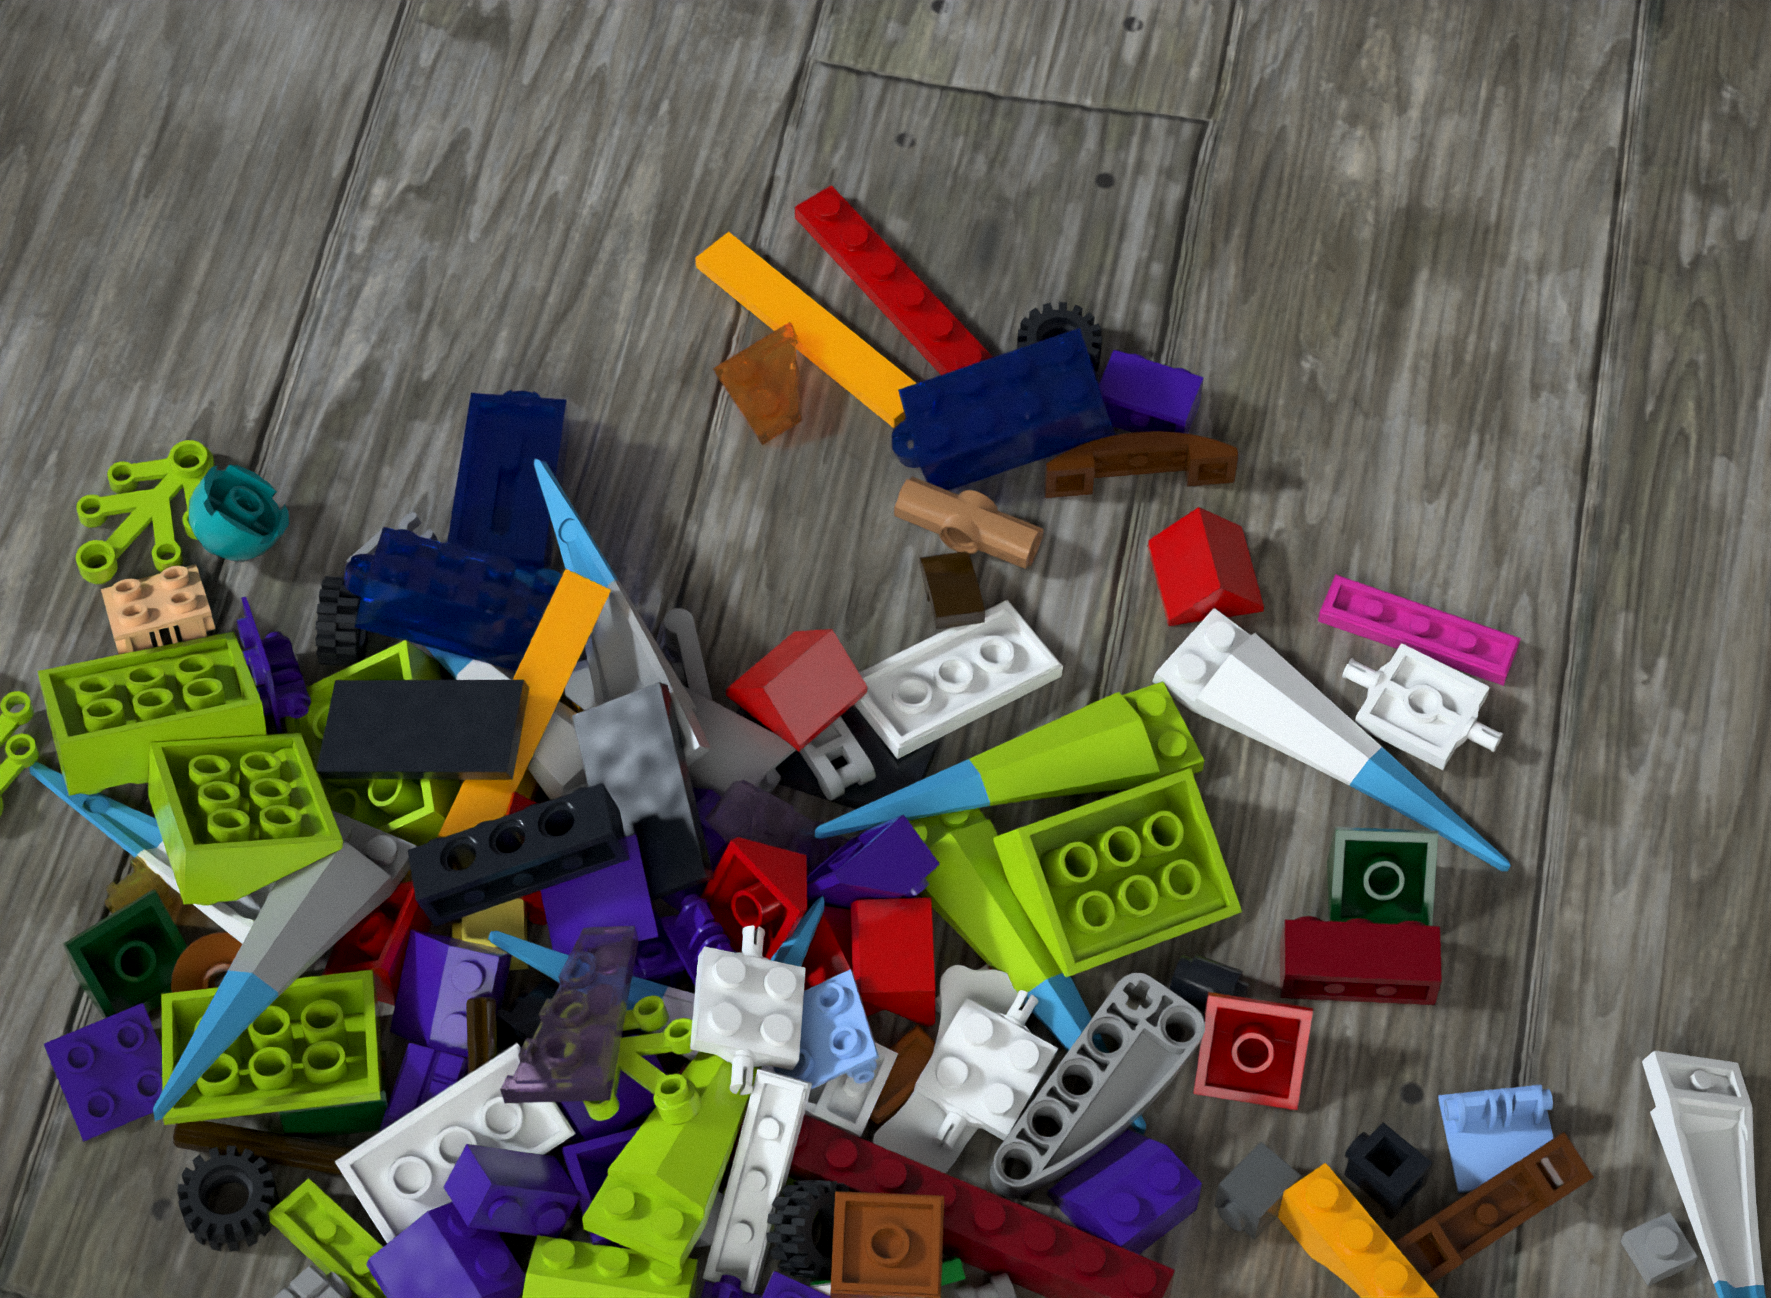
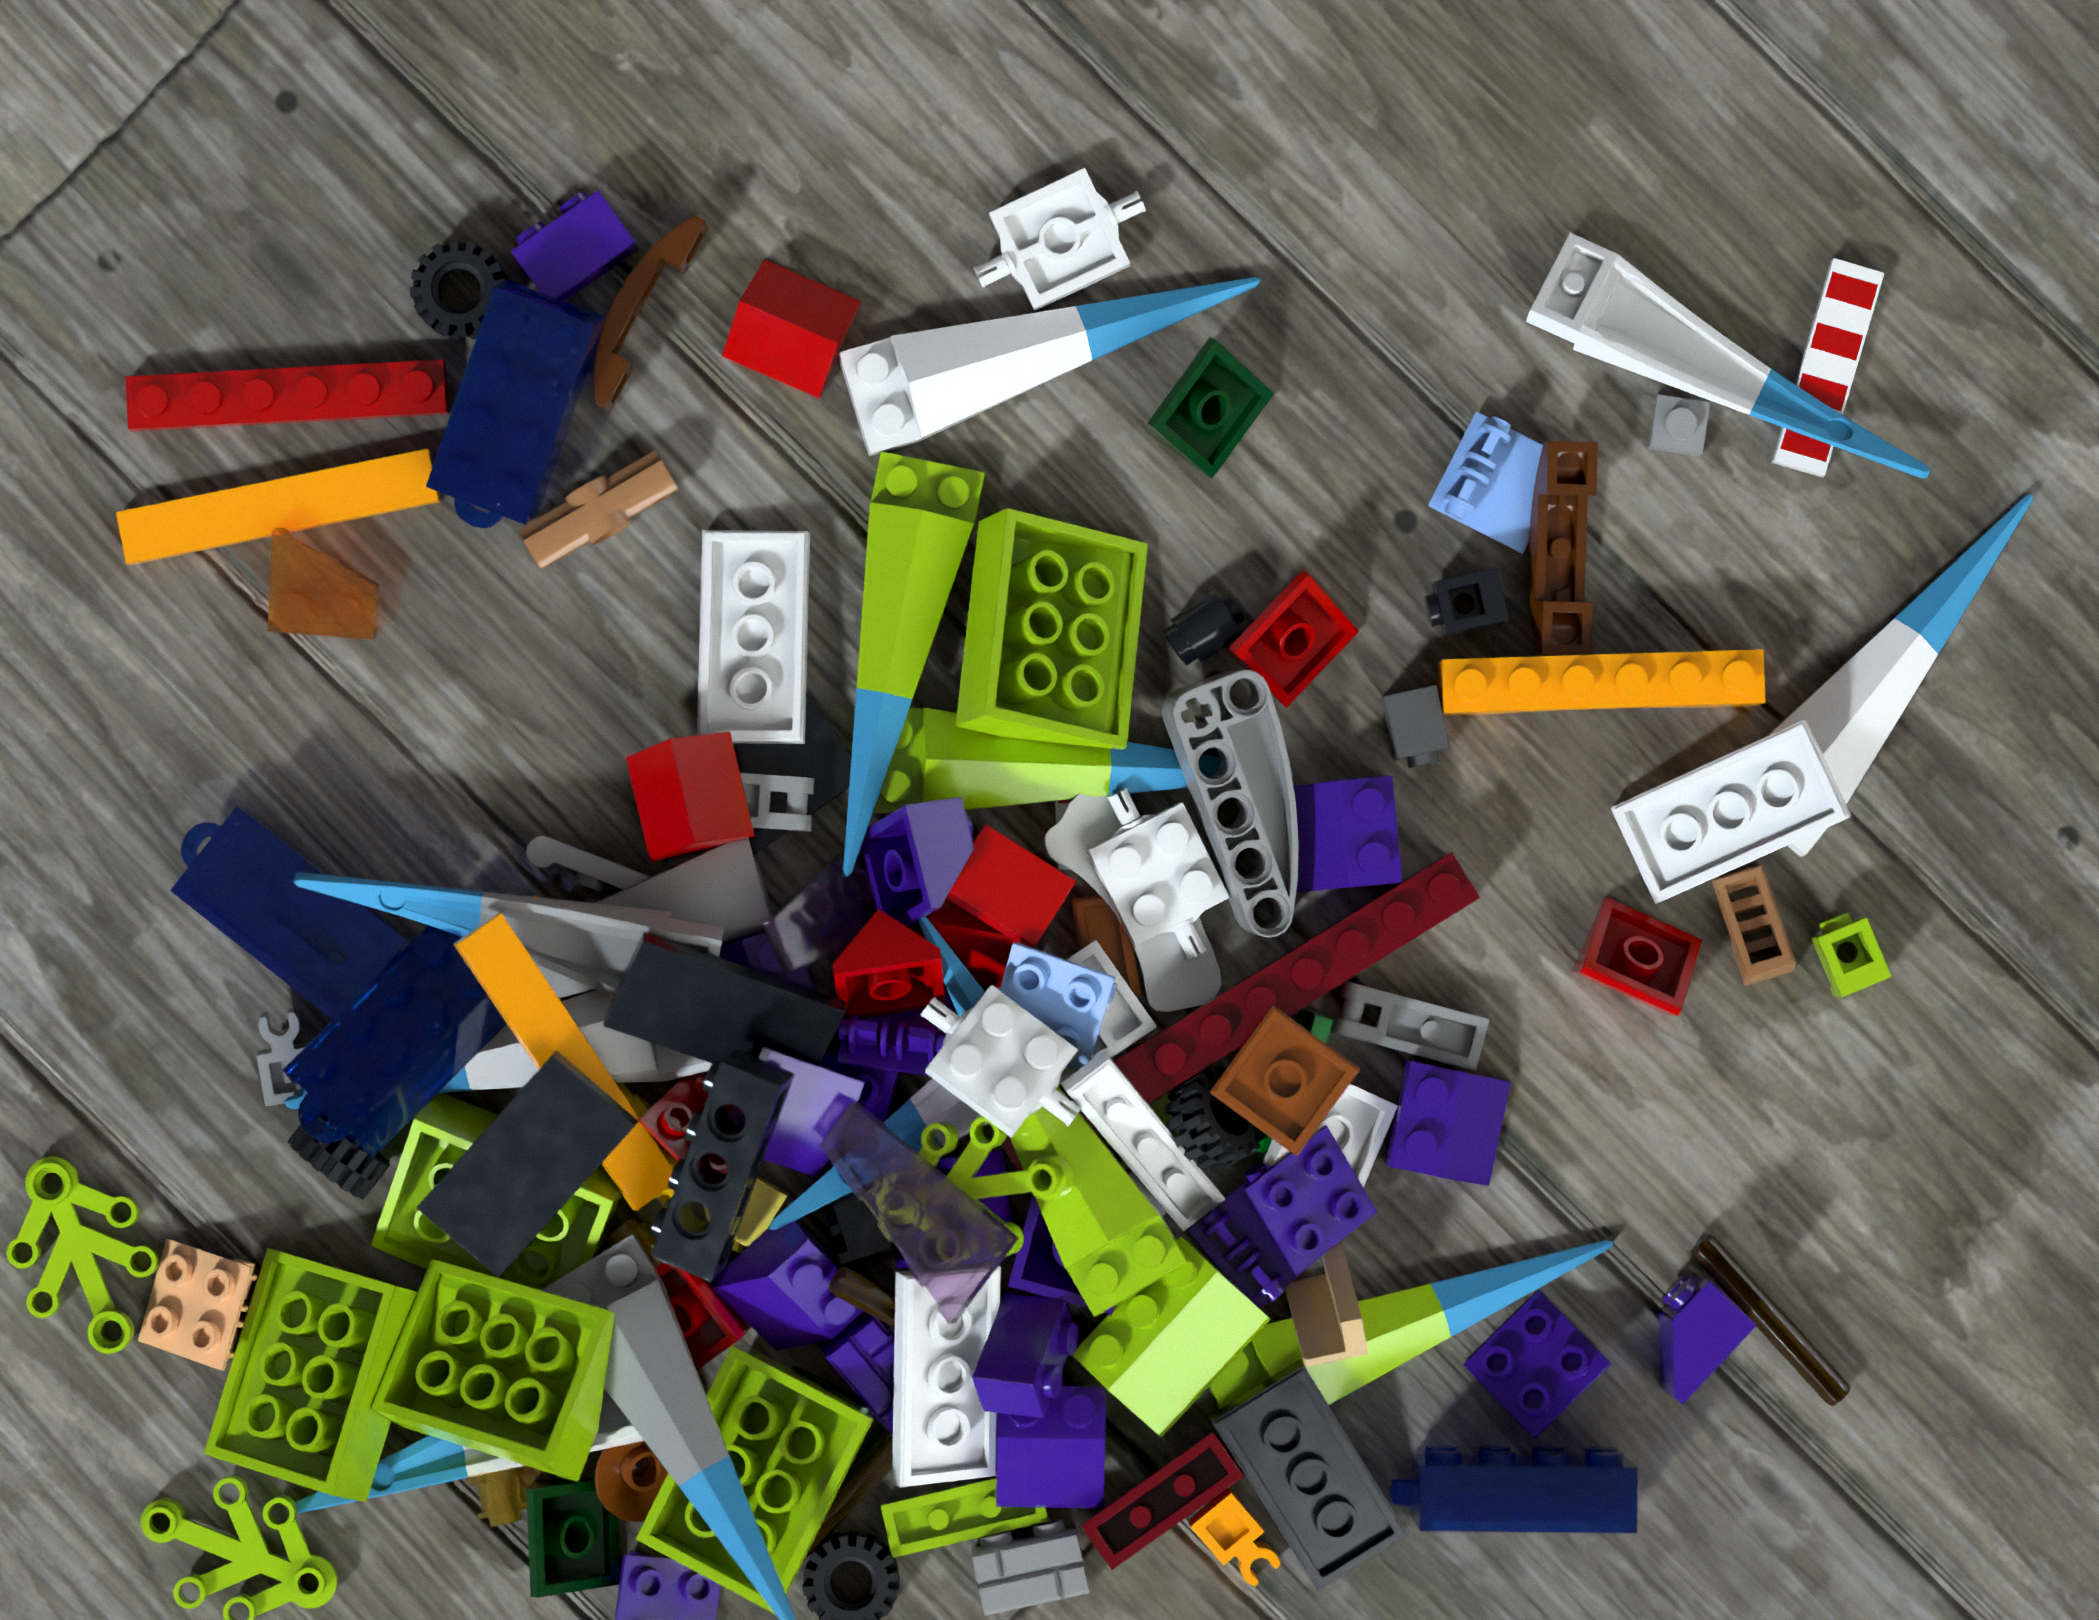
camera: 55 degrees left, 30 degrees up
(236, 514) = (154, 1179): teal cylinder -> none
(275, 669) = (332, 1243): dark purple hinge -> none
(952, 589) = (659, 573): dark brown slope -> none
(1360, 961) = (1266, 480): dark red brick -> none
(1423, 628) = (977, 179): dark pink tile -> none

